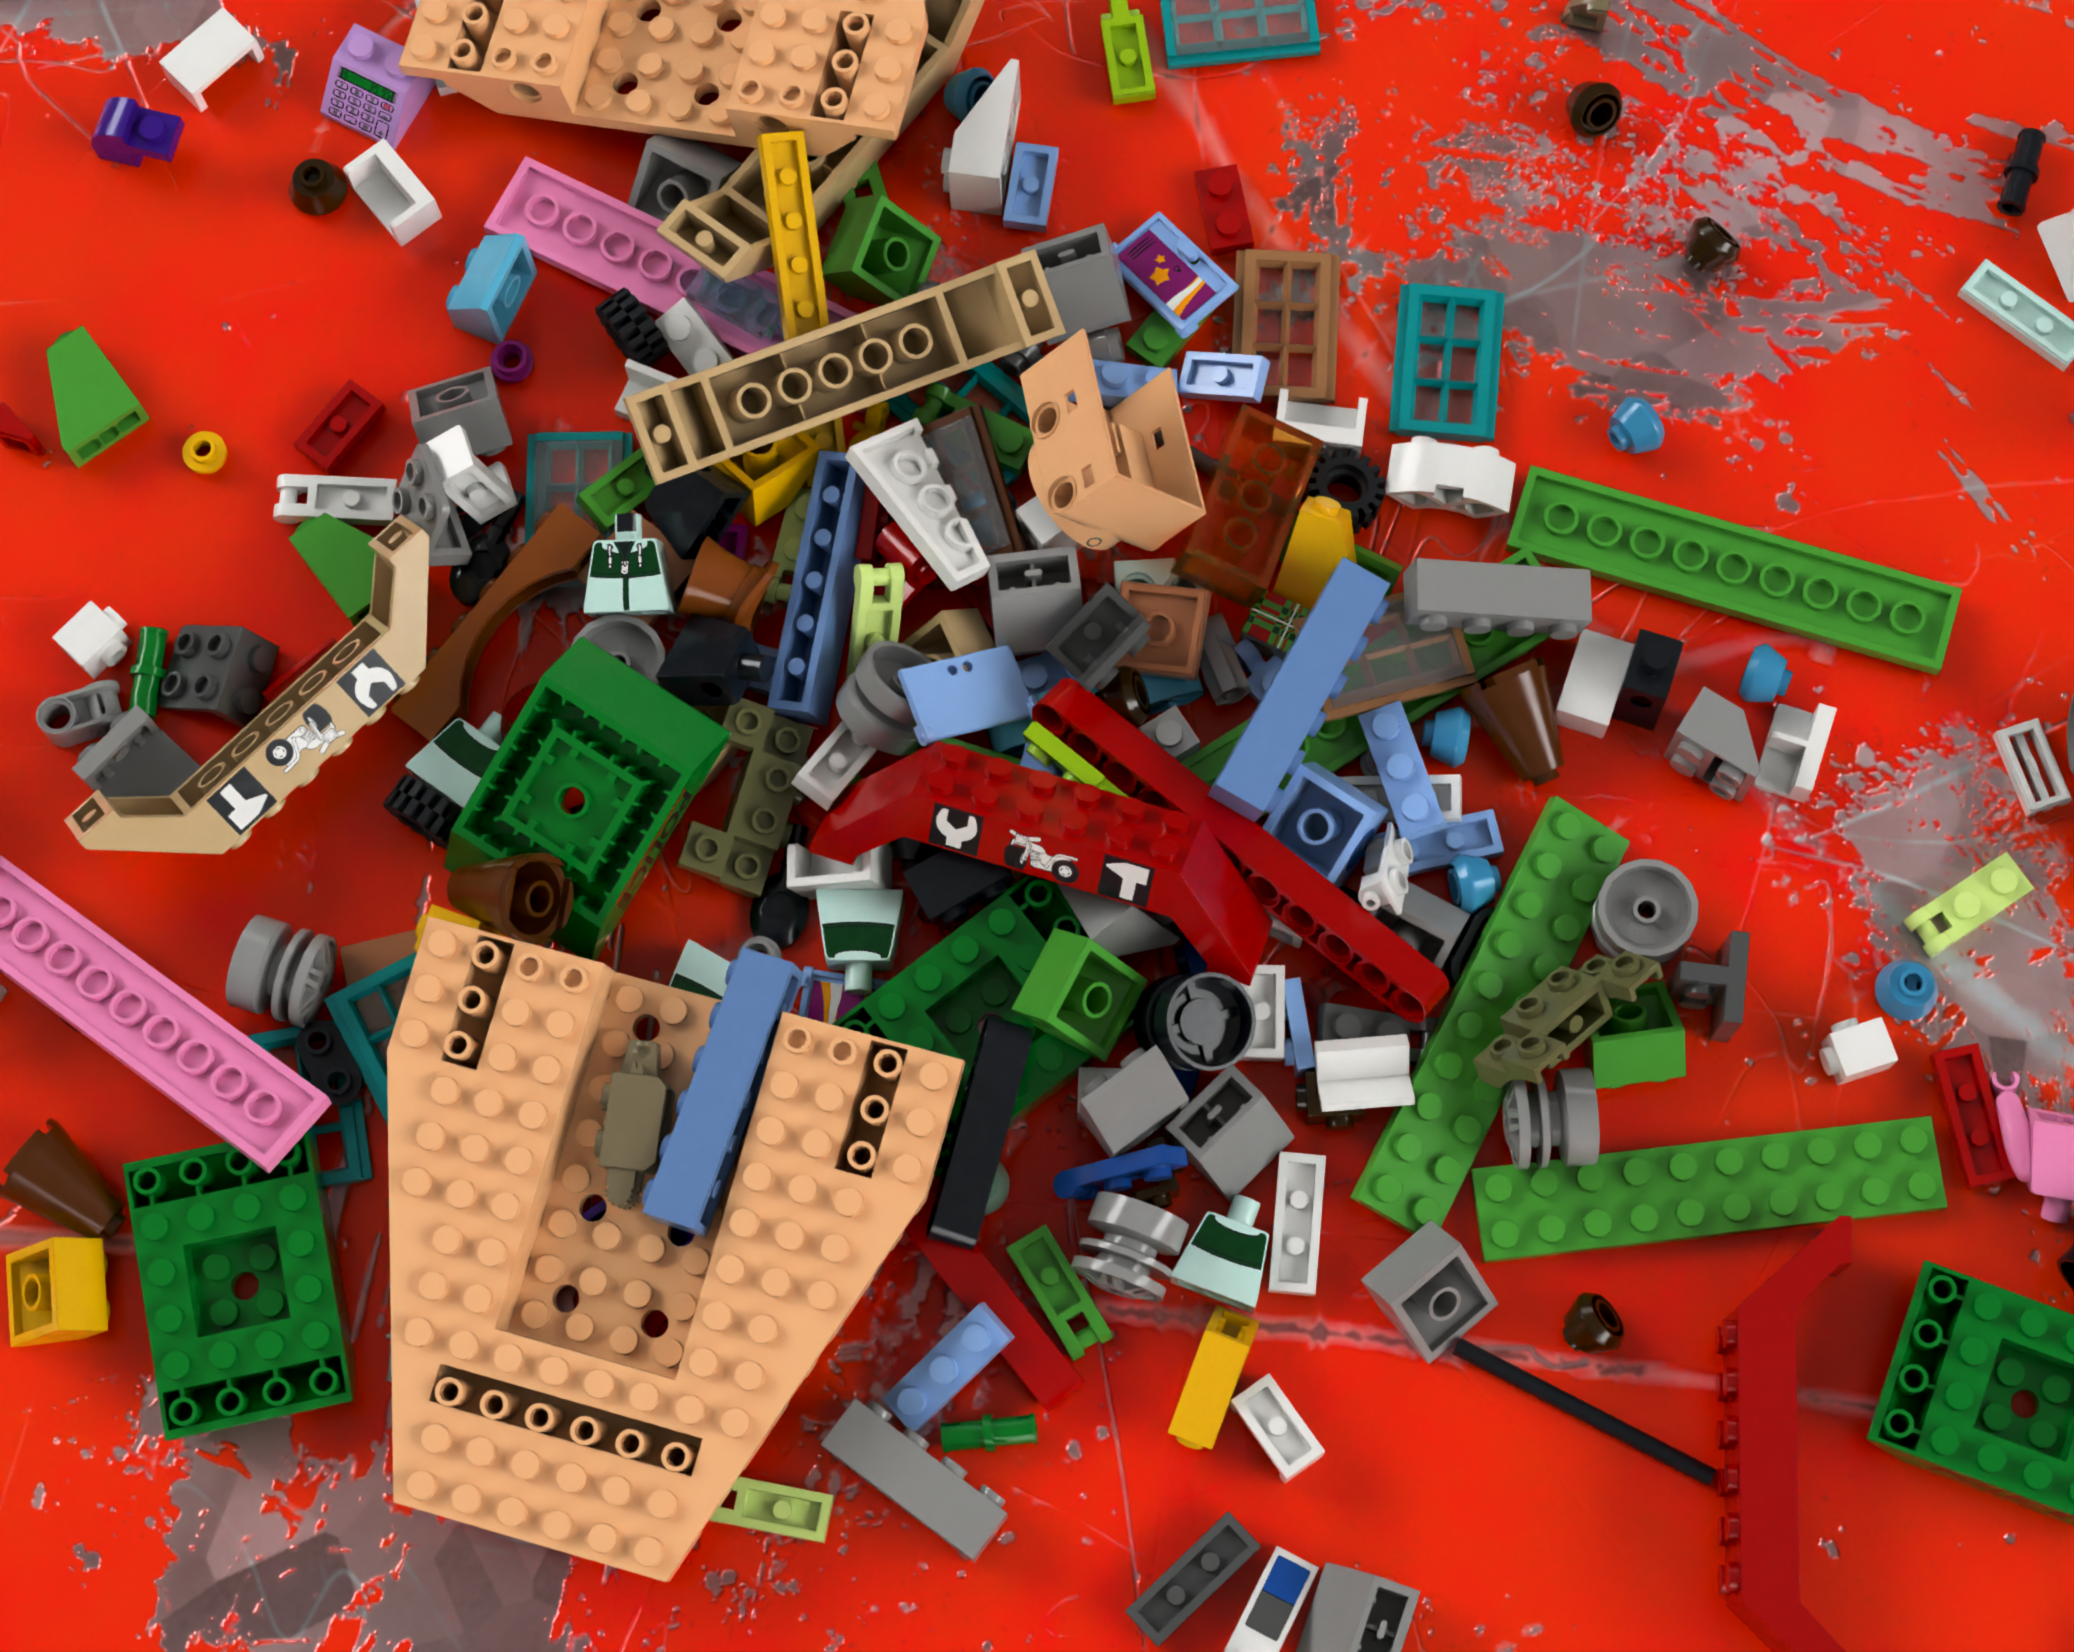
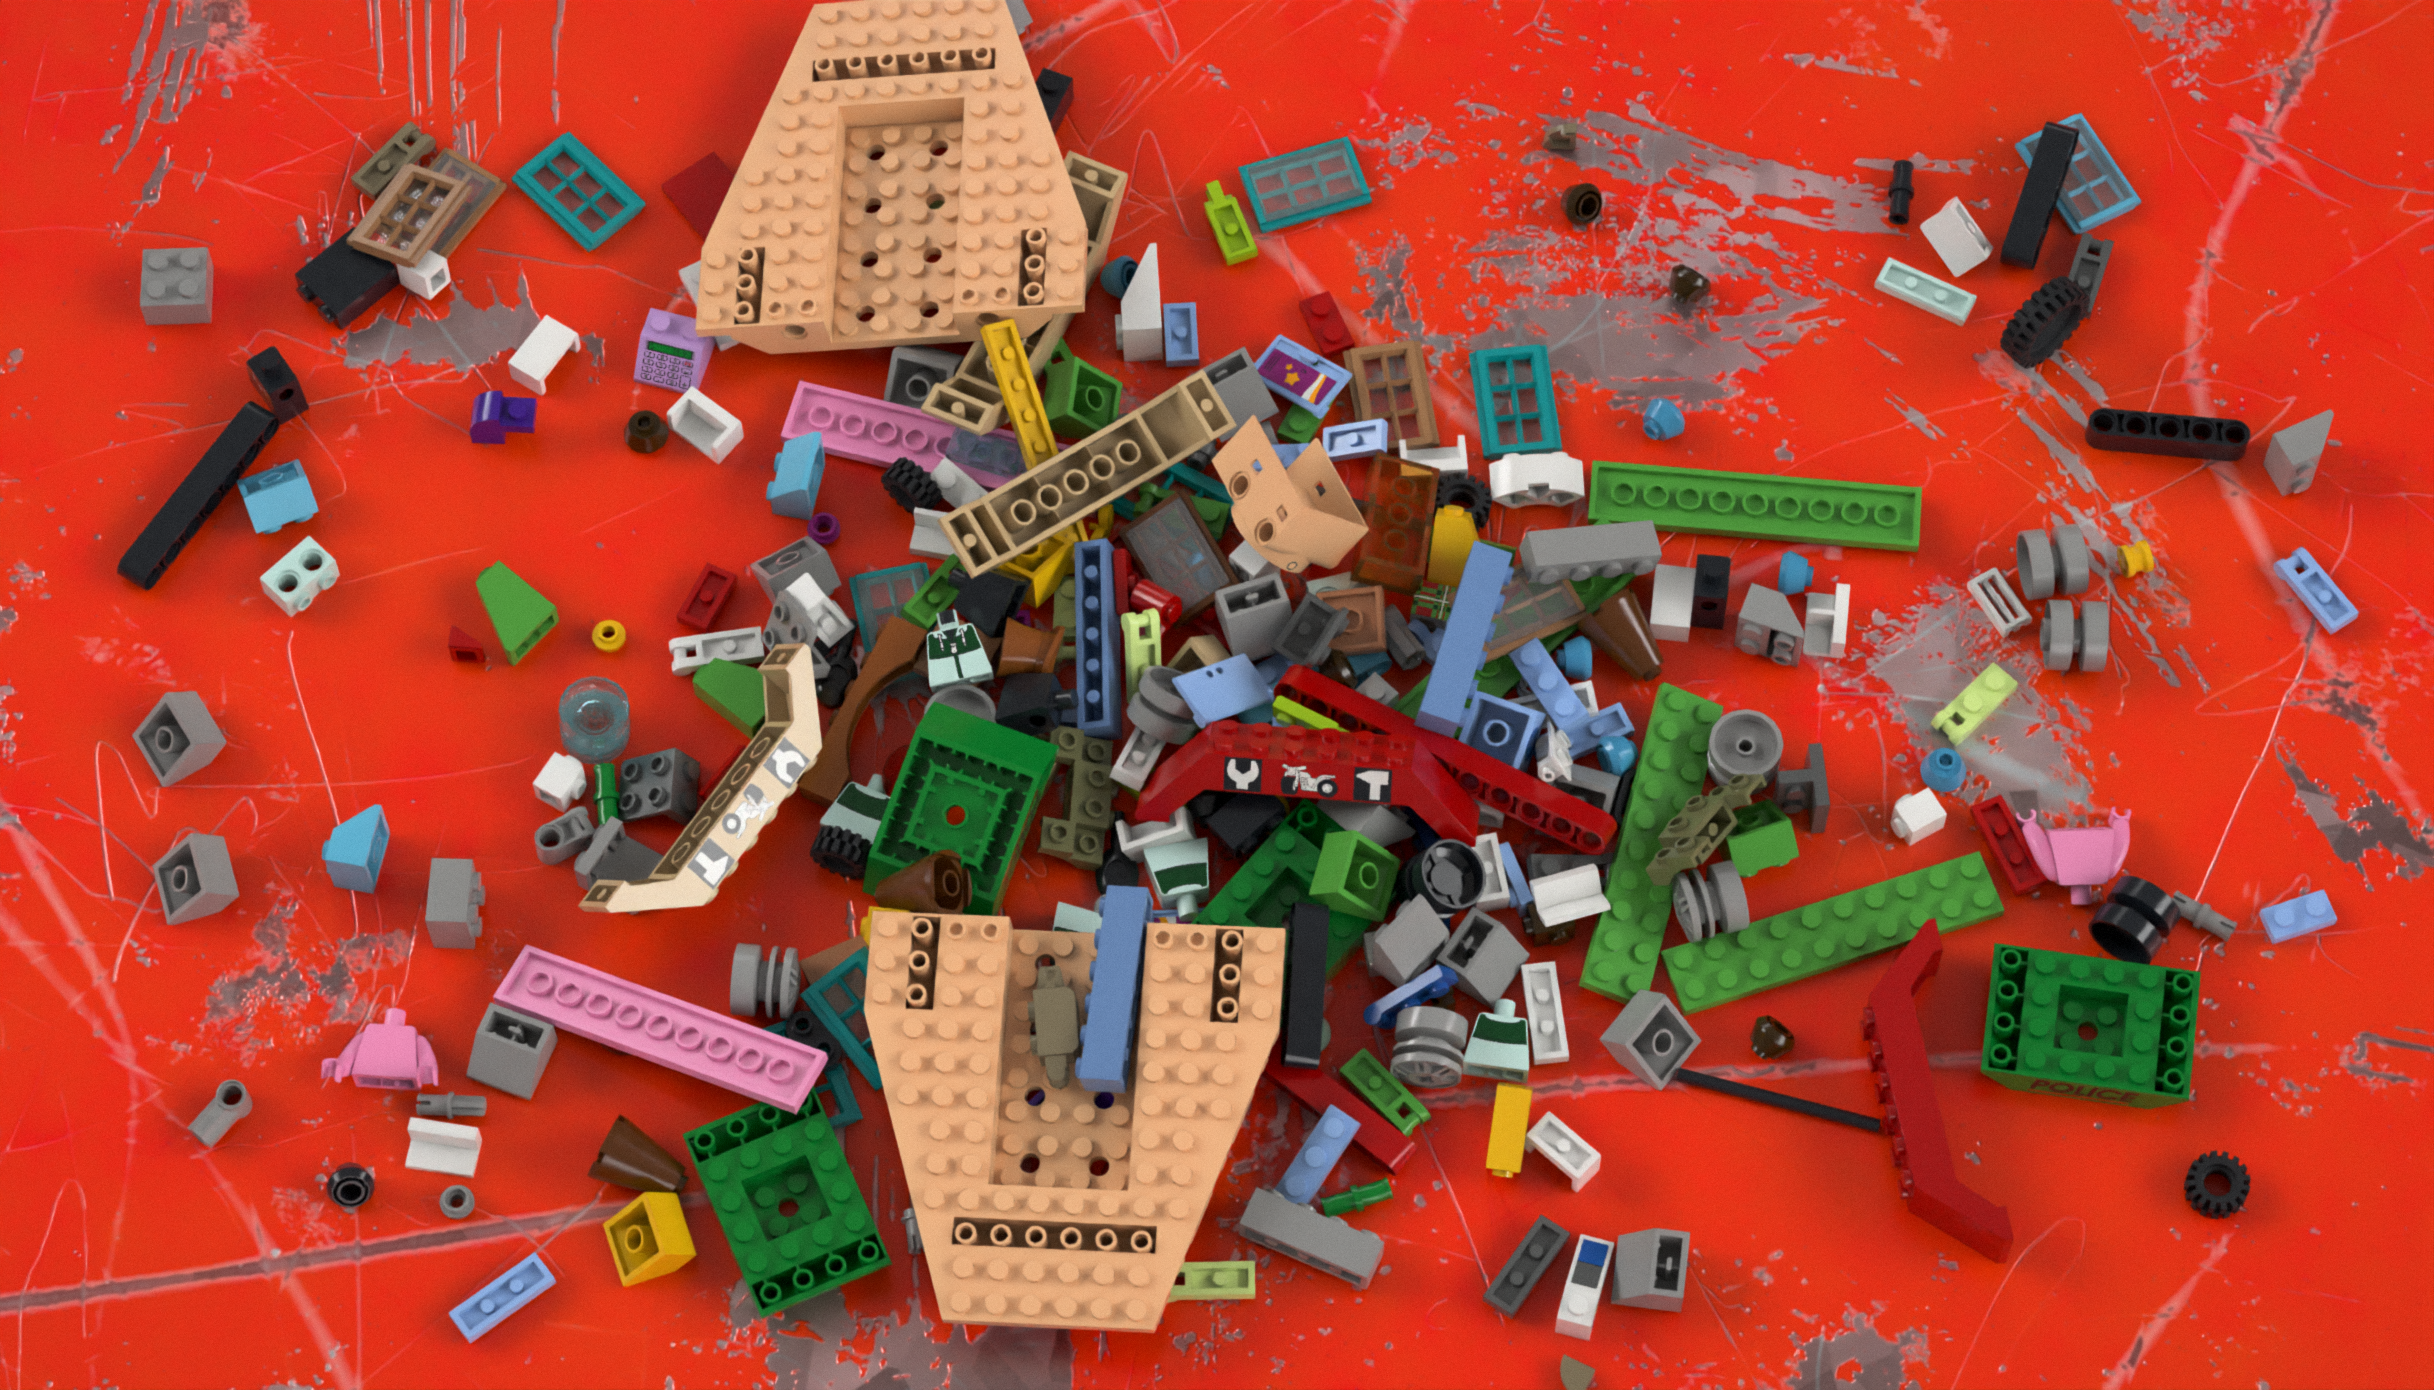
camera: 15 degrees left, 10 degrees down
(145, 544) = (593, 704): none -> clear light blue wheel
(910, 488) = (1153, 559): white wing -> none

